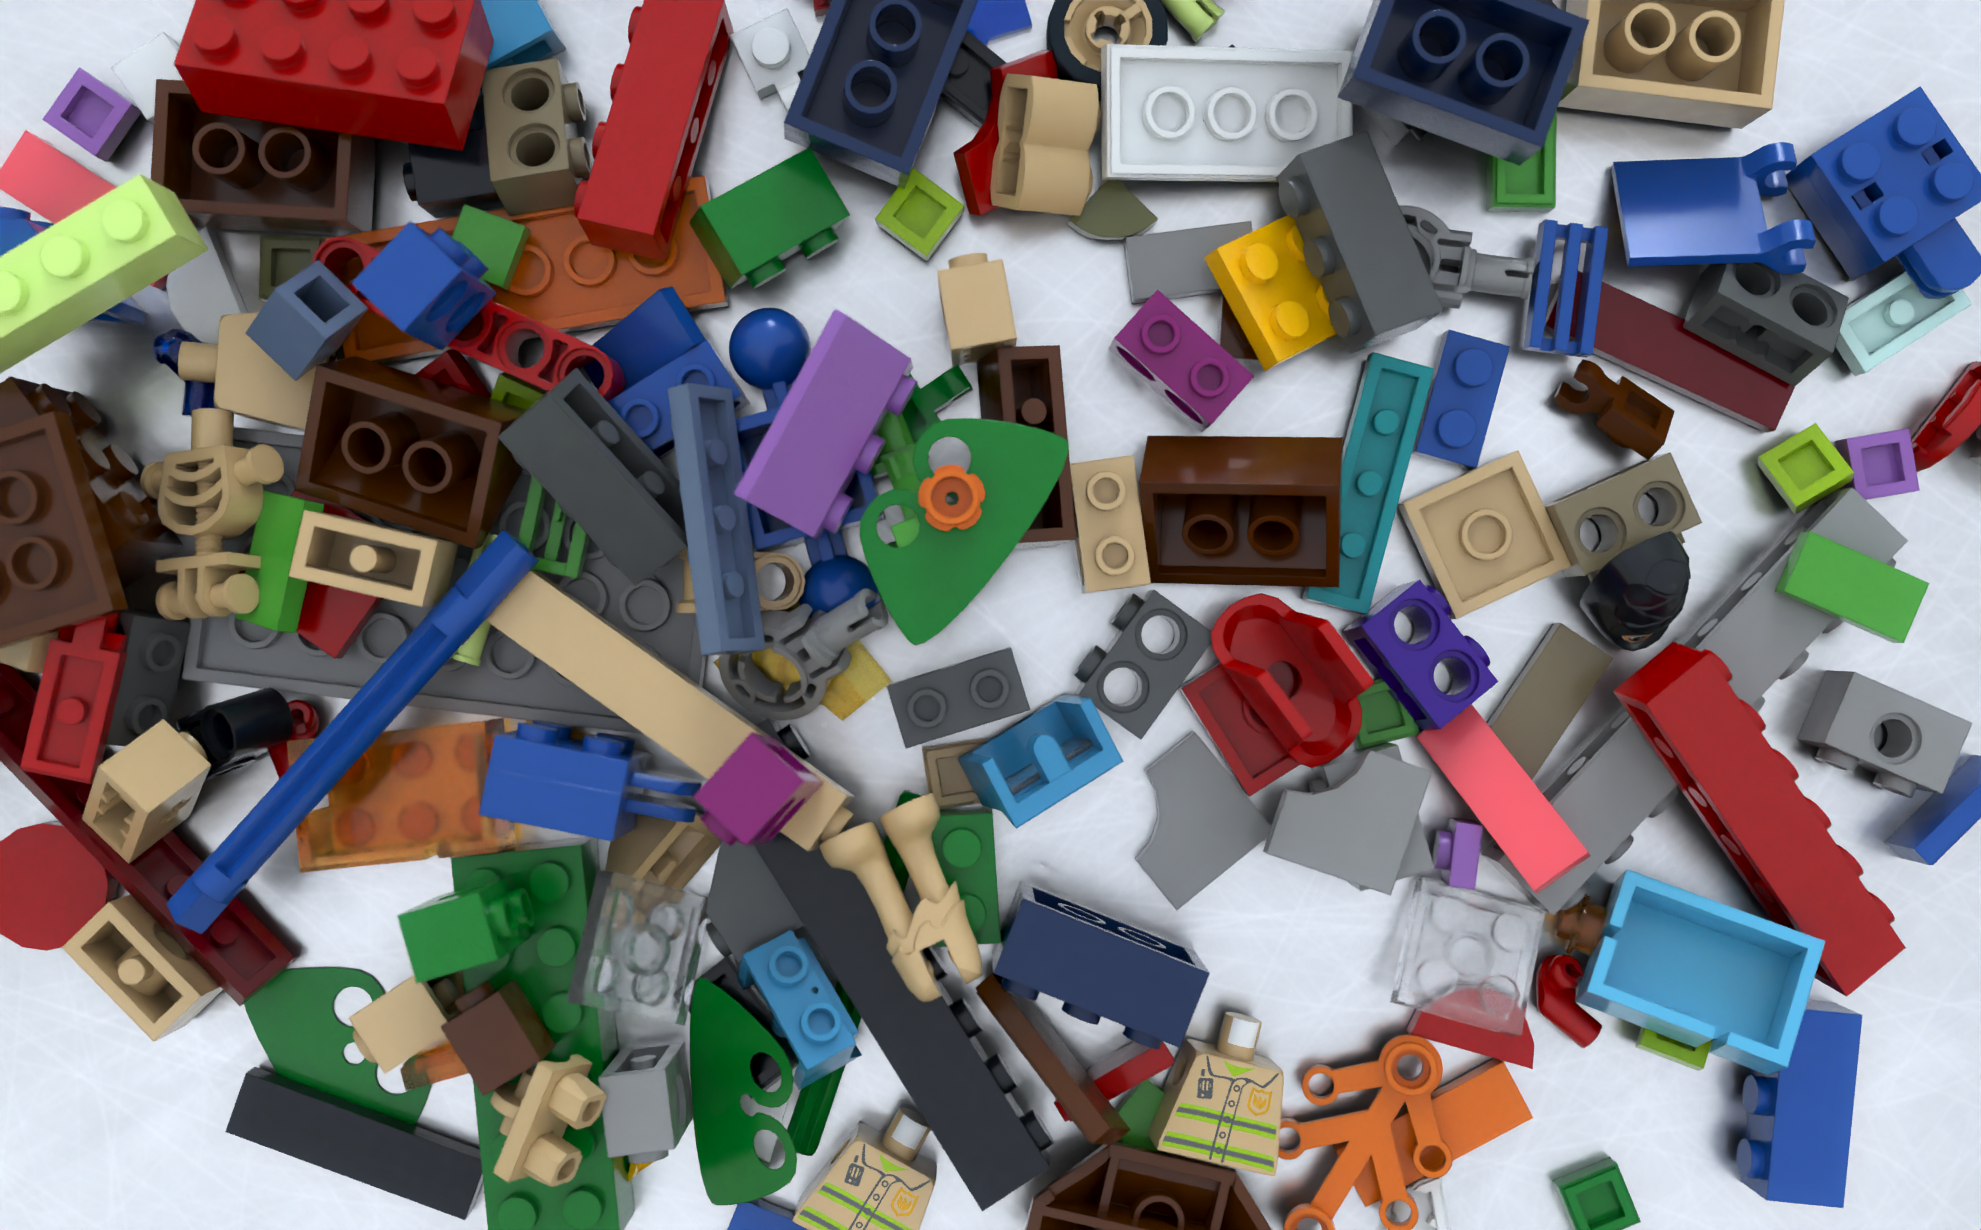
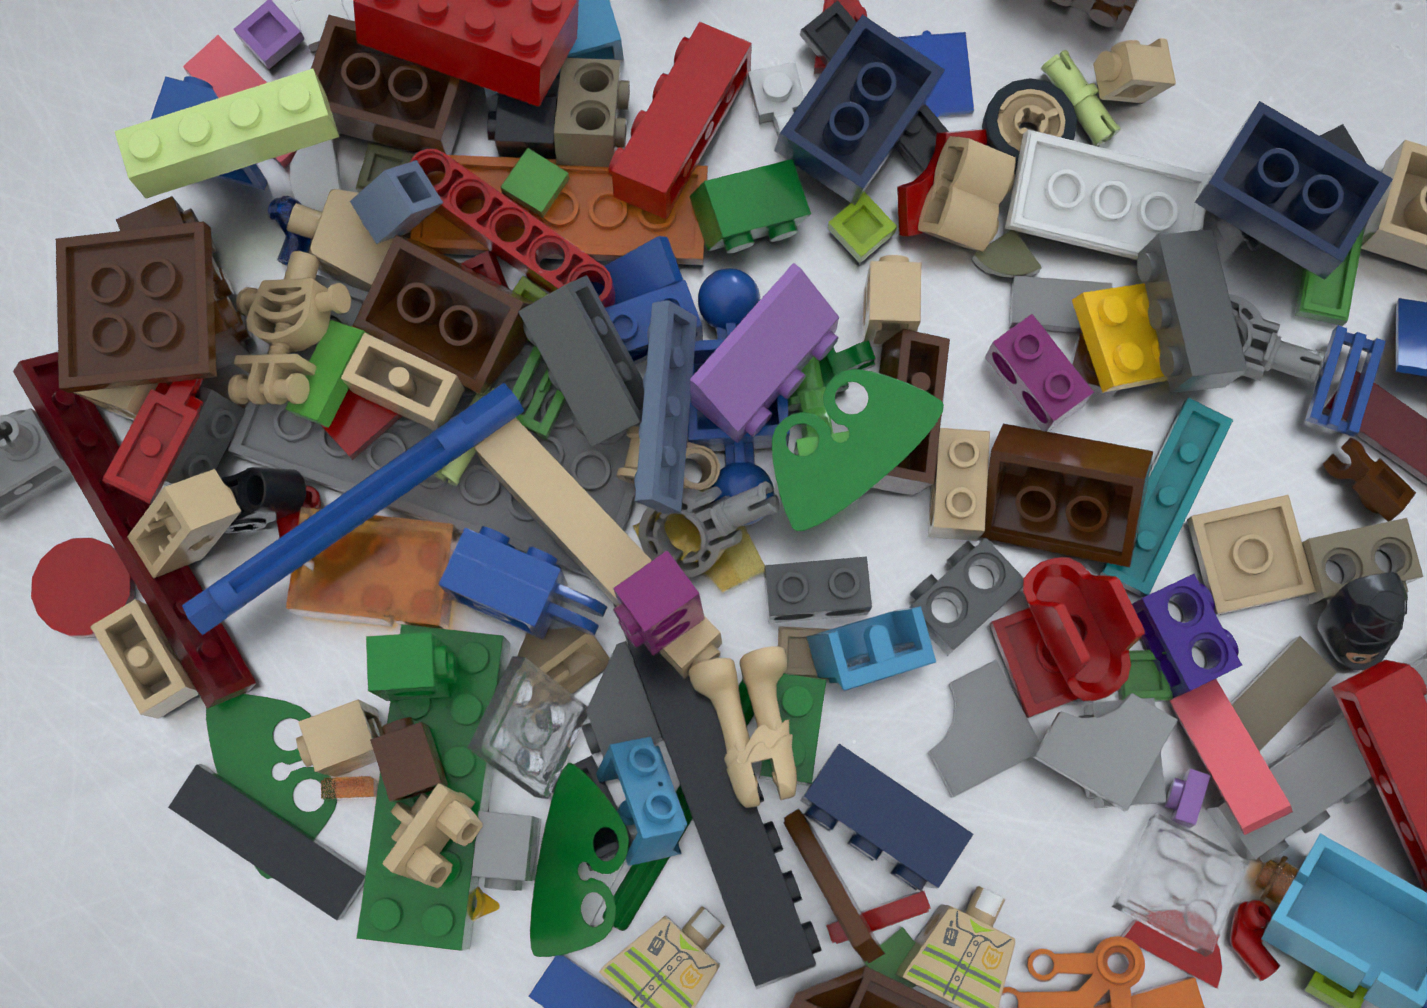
camera: 10 degrees right, 10 degrees down
(426, 284) = (496, 189): blue brick -> none
(946, 480) = (855, 413): orange plate -> none
(1460, 399) = (1249, 450): blue plate -> none

